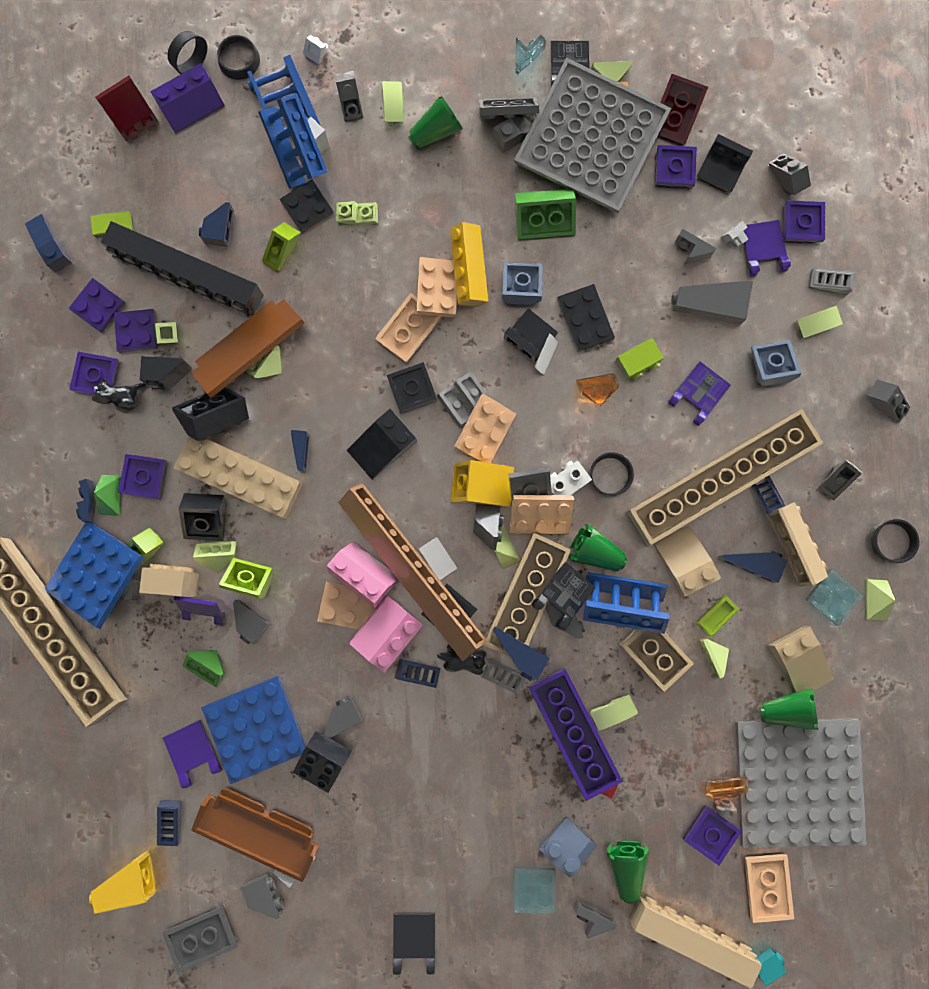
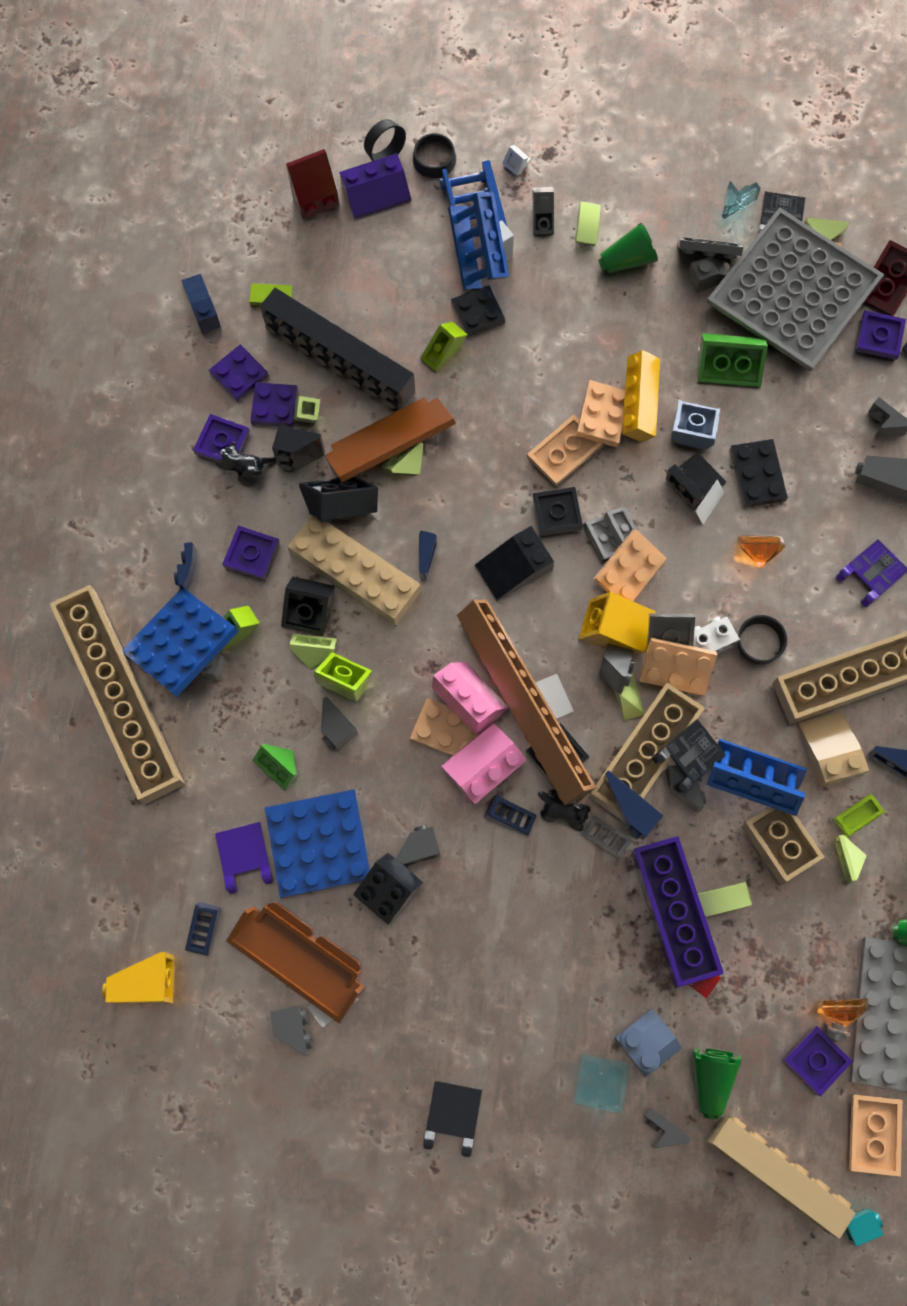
camera: 15 degrees right, 10 degrees down
(107, 495) = (210, 566): bright green slope -> none
(169, 581) = (260, 661): tan brick -> none
(199, 939) = (211, 1064): dark grey plate -> none
(200, 607) = (286, 694): flag -> none
(217, 226) = (381, 315): dark blue slope -> none
(356, 213) = (532, 328): yellowish green slope -> none
(596, 550) = (732, 716): green cone -> none
(640, 359) = (811, 525): lime brick -> none

